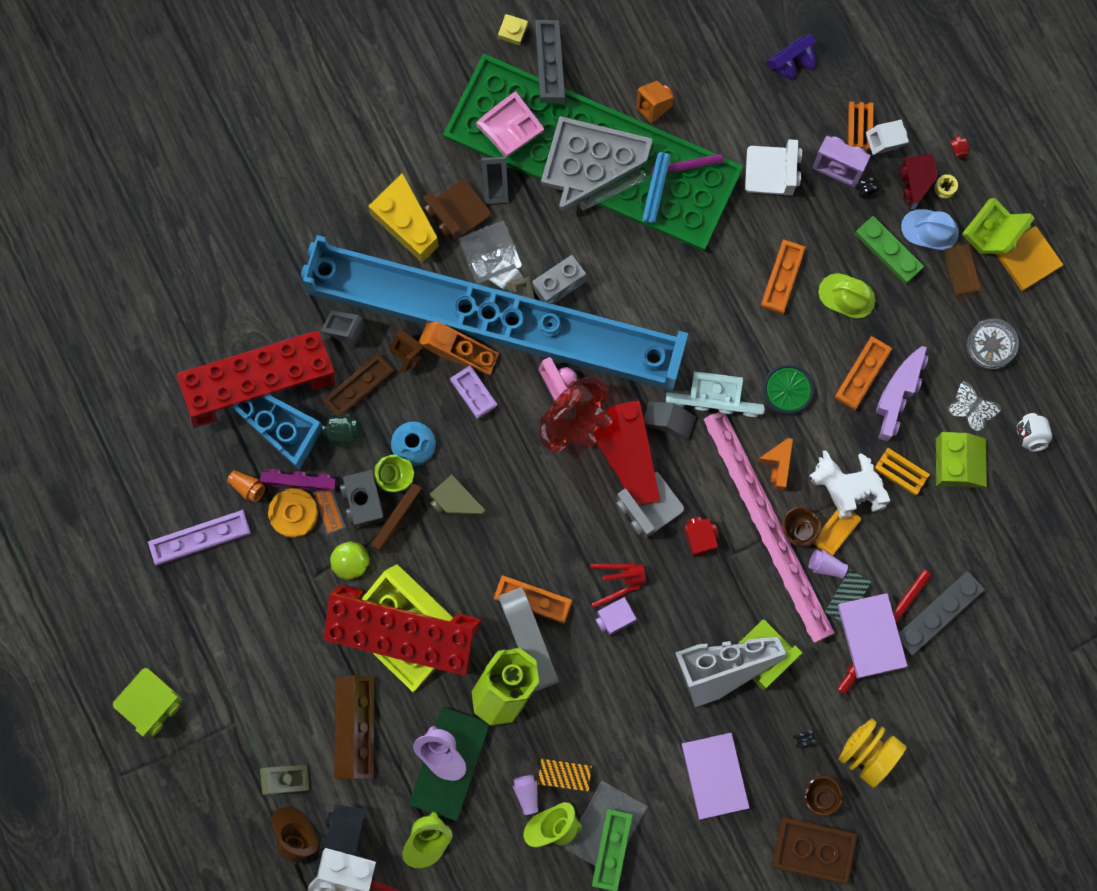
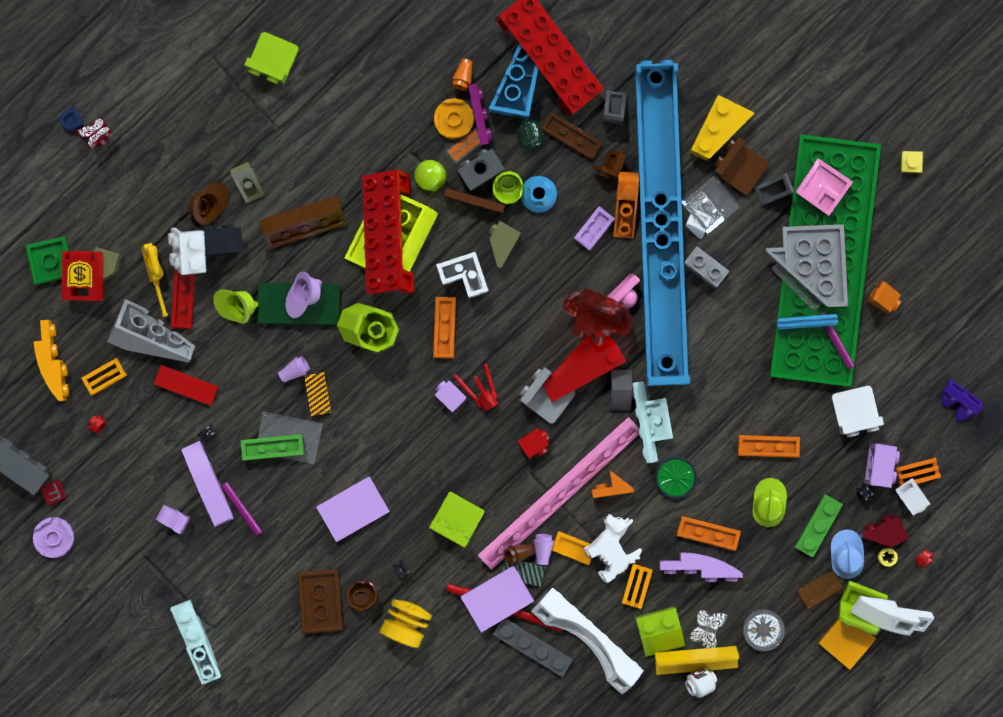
camera: 75 degrees right, 10 degrees up
(199, 538) = (411, 52): lavender tile -> none
(474, 549) = (464, 268): none -> white brick
(521, 287) = (691, 239): dark tan tile -> none
(528, 635) = (413, 331): light grey beam -> none
(549, 61) = (890, 201): dark grey plate -> none
(553, 826) = (275, 396): lime piece -> none
(721, 669) = (434, 488): light grey wedge -> none
(801, 526) = (566, 519): reddish brown hair -> none
(825, 595) = (517, 553): none -> reddish brown cone
(991, 520) = (618, 667): none -> white arch
(1005, 433) = (694, 659): none -> yellow panel
(1016, 200) = (890, 617): none -> white slope

